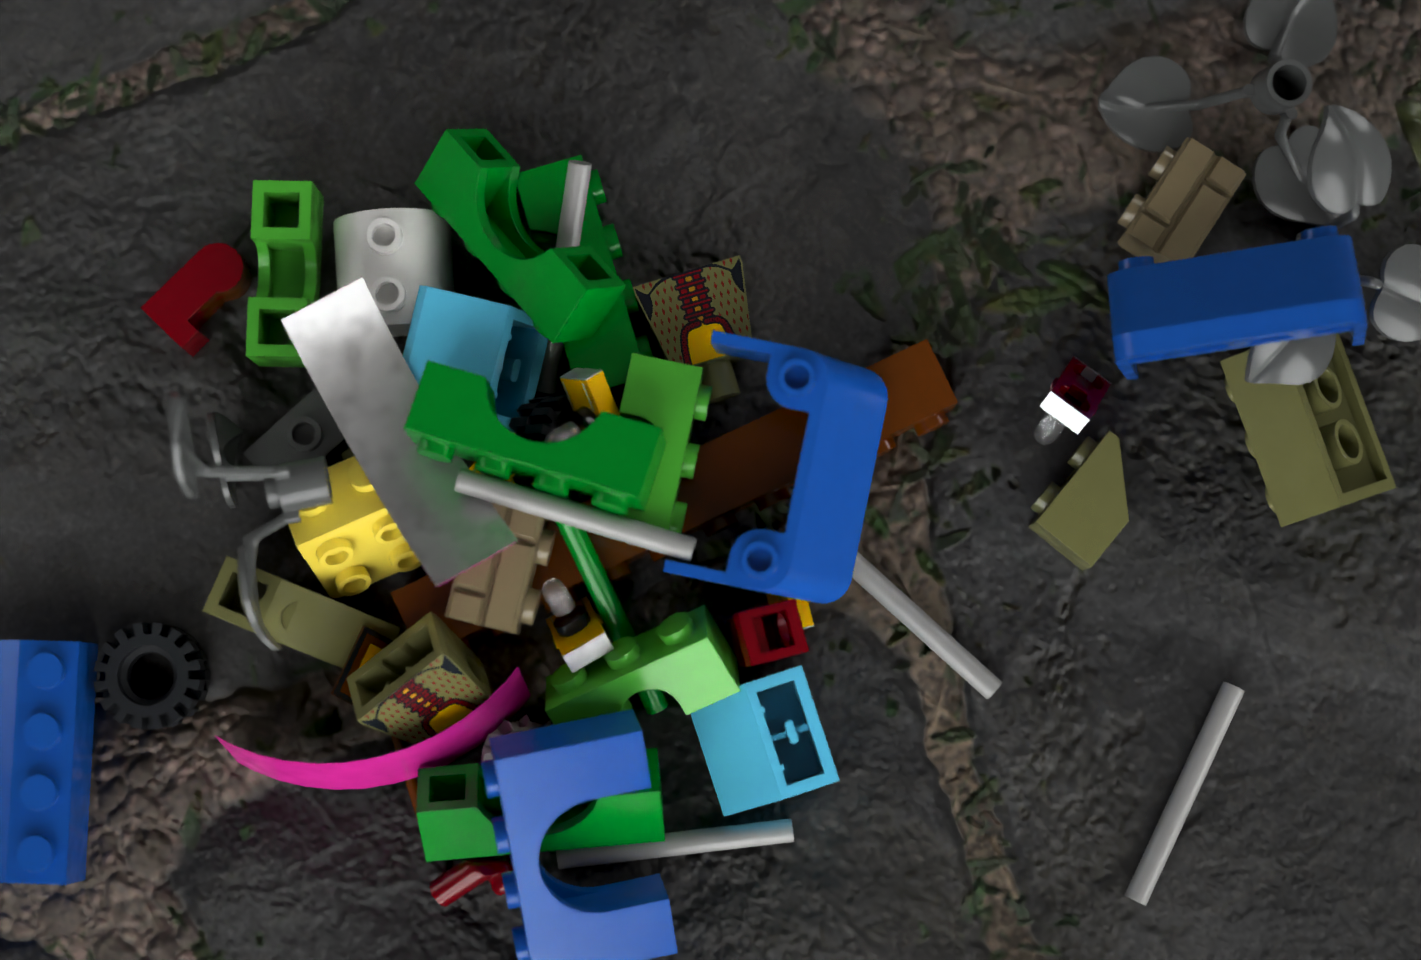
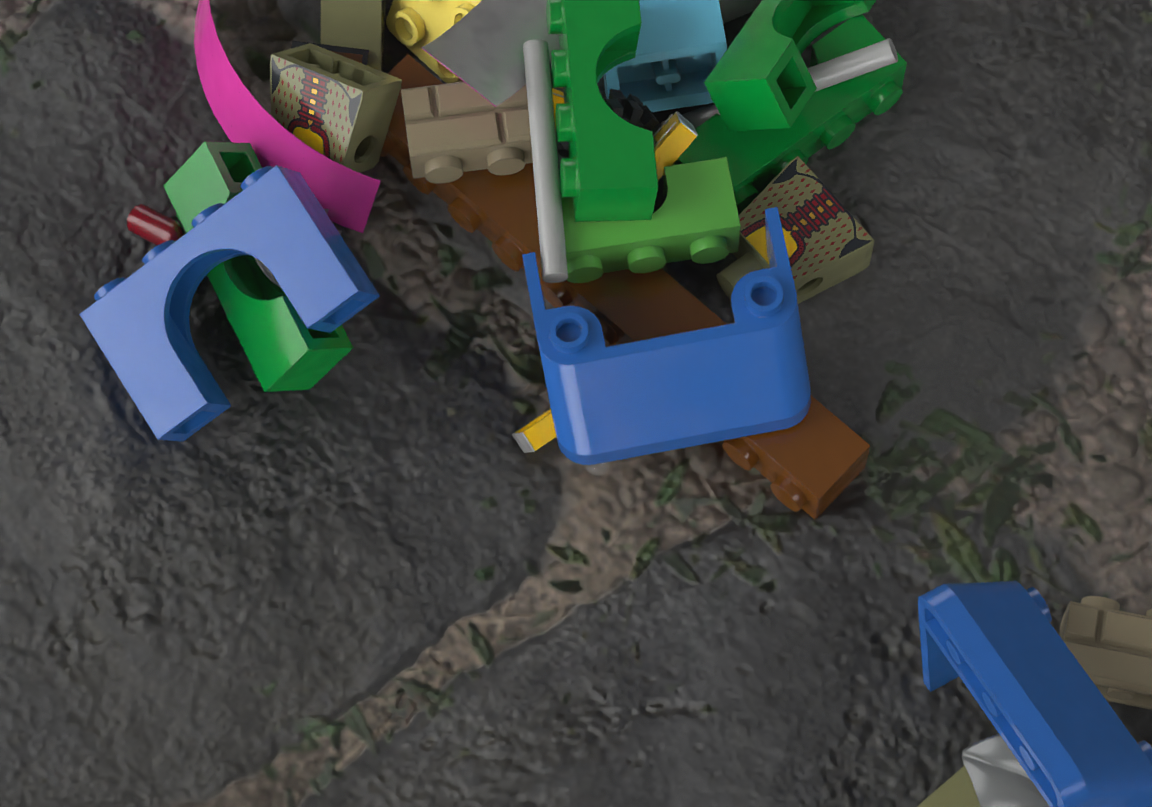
camera: 70 degrees right, 15 degrees down
(575, 626) = (441, 234): piece -> none
(605, 600) = (464, 262): green bar -> none
(679, 657) = (449, 327): bright green arch -> none
(683, 843) = (269, 418): light grey bar -> none
(765, 742) = (404, 452): medium azure slope -> none
(767, 633) = (504, 397): dark red leg -> none
(925, 627) = (582, 562): light grey bar -> none
(1070, 401) = (874, 616): piece -> none
(1088, 507) = (771, 677): olive slope -> none

